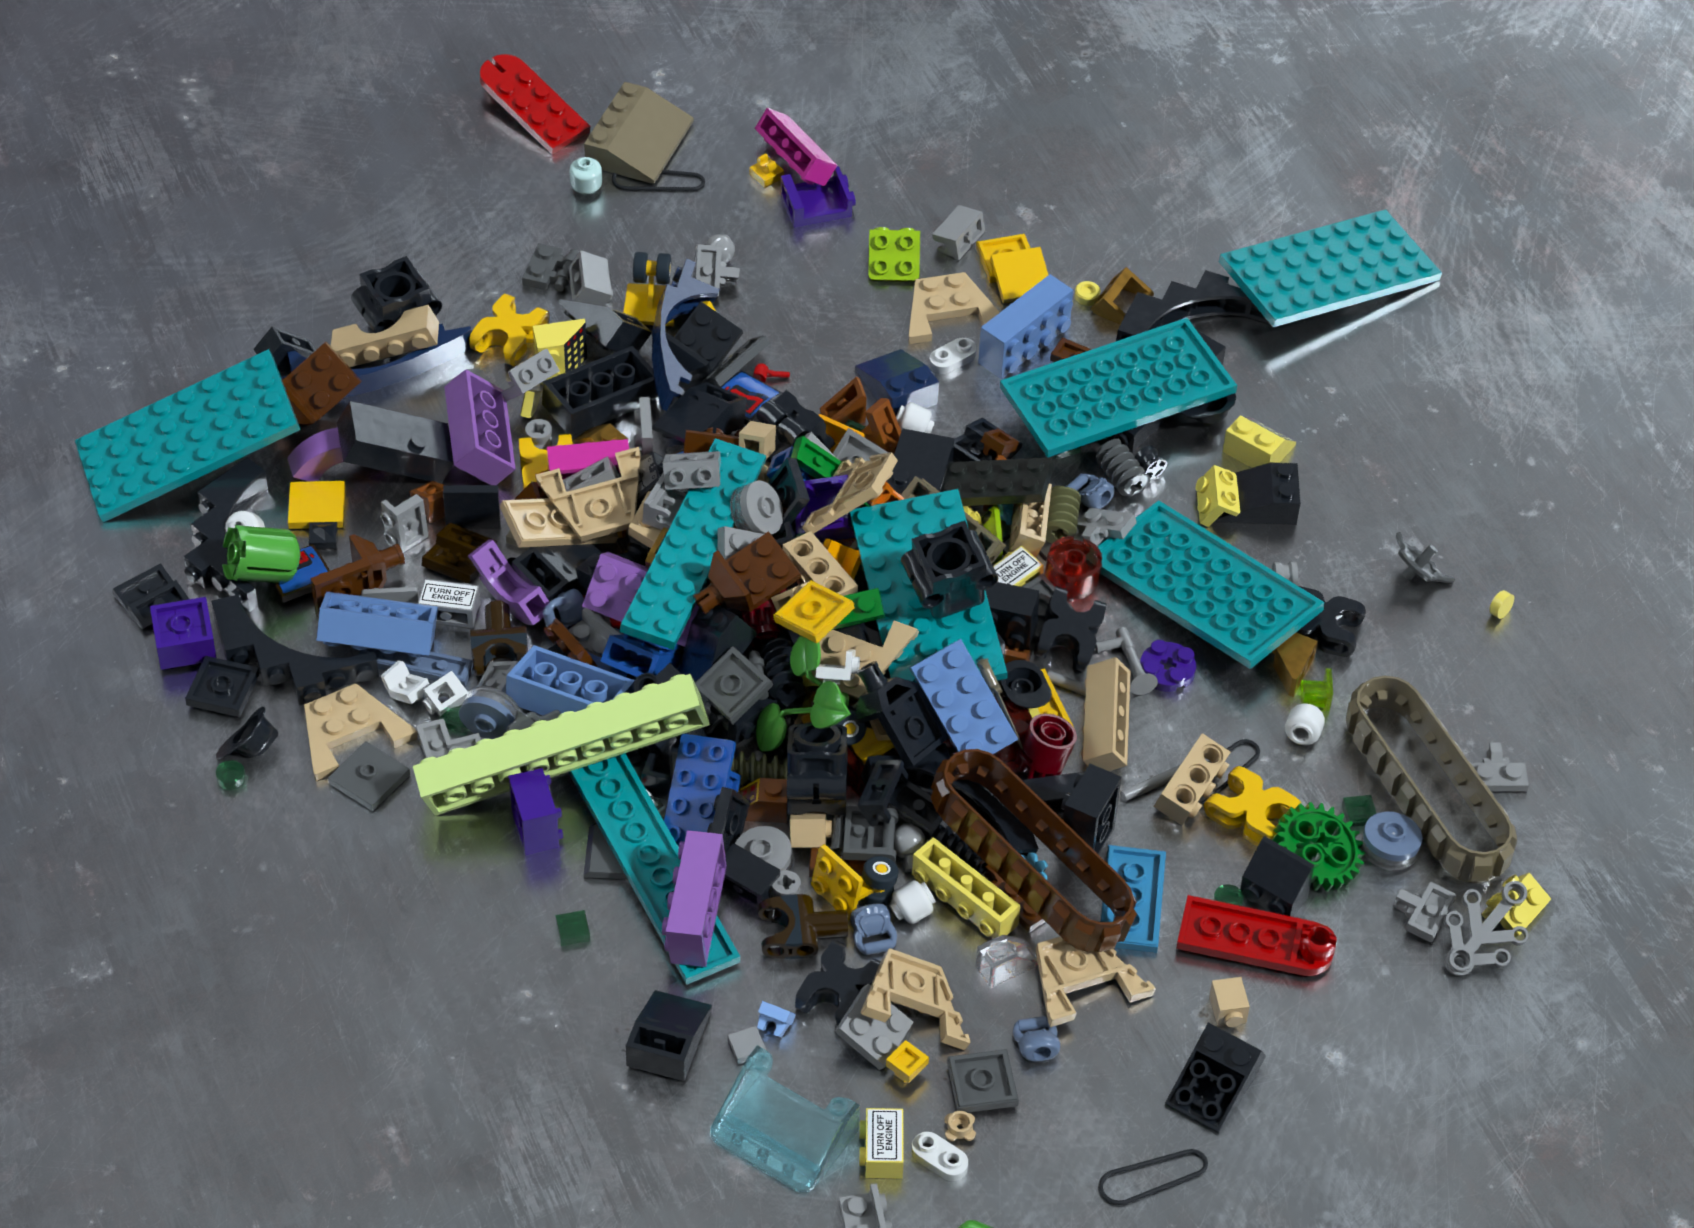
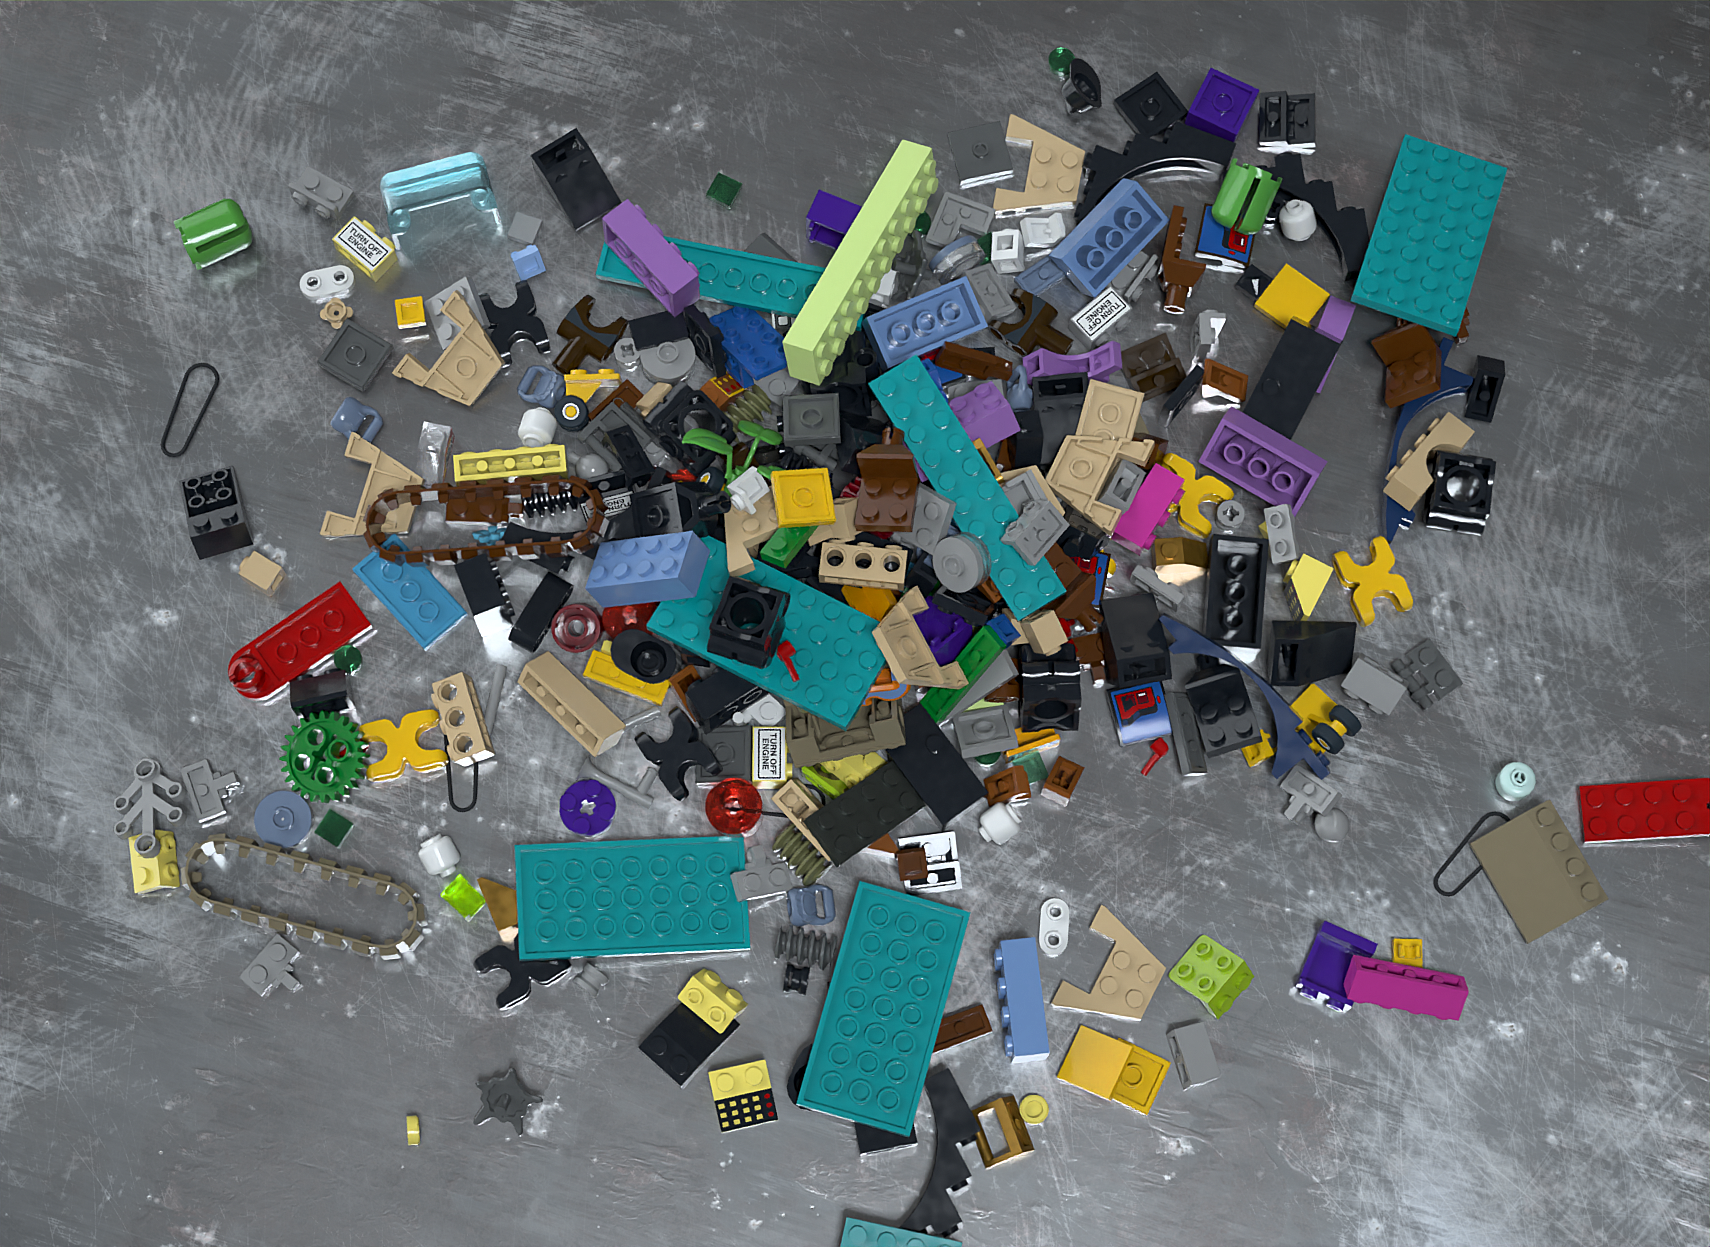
camera: 130 degrees right, 25 degrees up
(900, 380) = (1060, 852): dark blue slope -> none
(995, 688) = (635, 602): dark tan sword -> none

